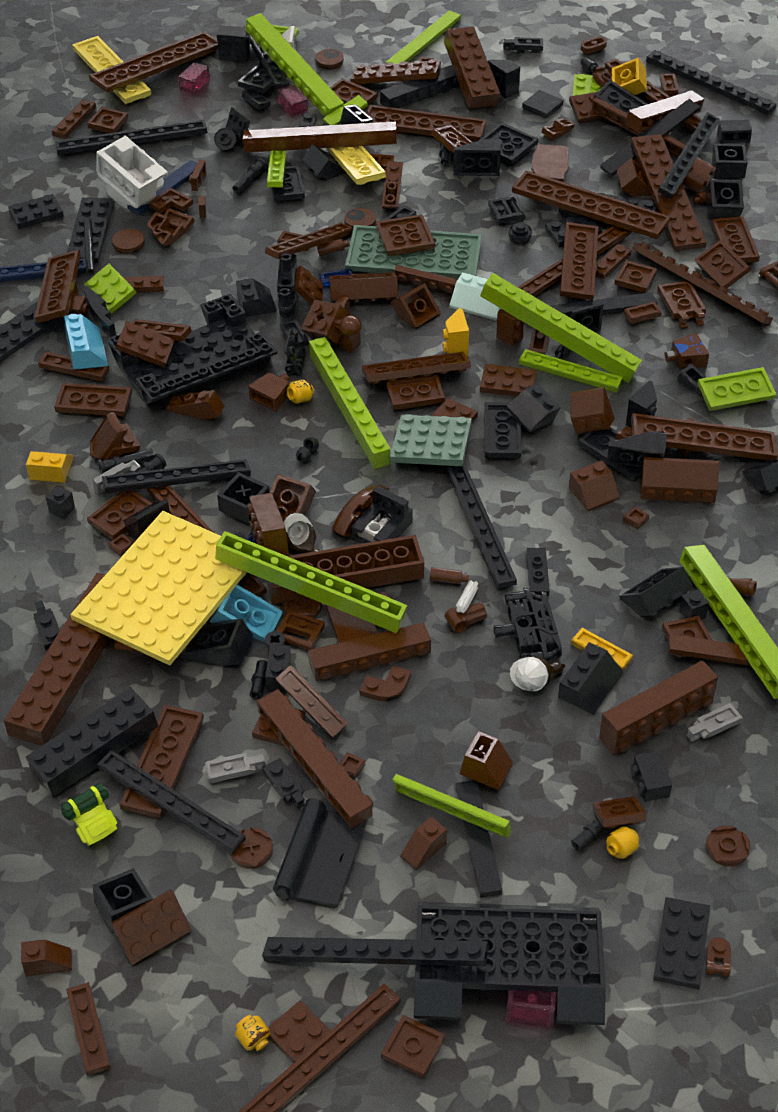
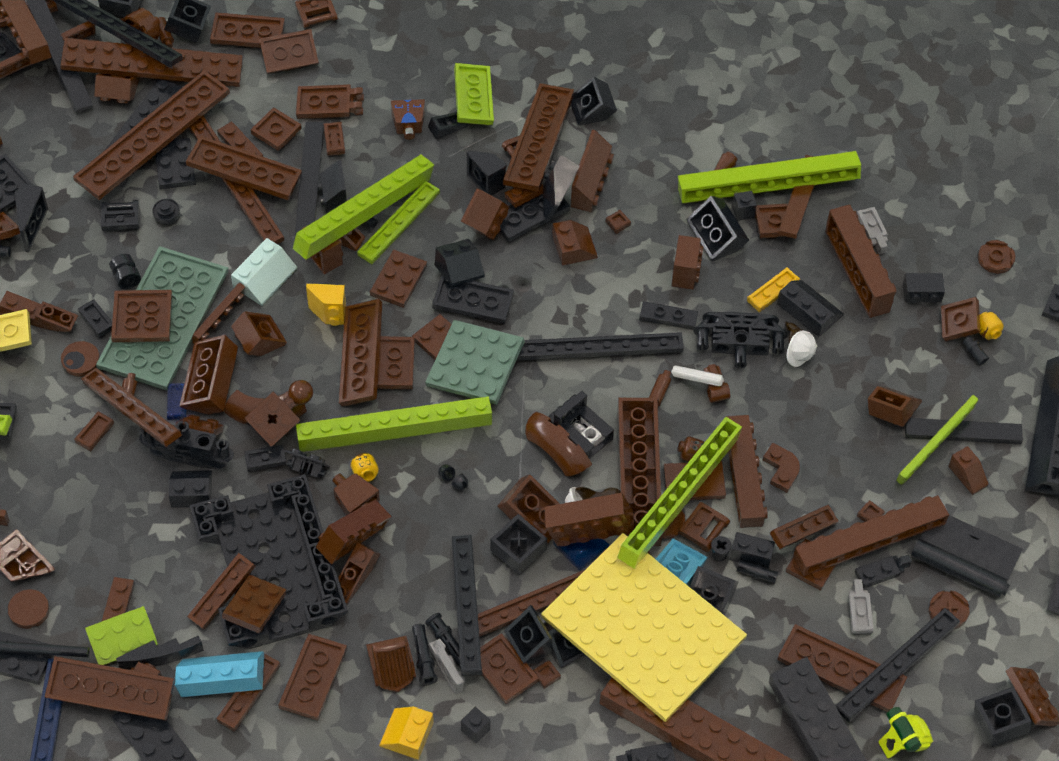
camera: 80 degrees left, 10 degrees up
(231, 389) = (352, 529): none -> reddish brown wedge
(449, 221) = (124, 271): none -> black wheel
(550, 161) = (55, 153): piece -> none
(598, 565) = (687, 262): none -> reddish brown brick
(708, 284) = (300, 79): reddish brown plate -> none

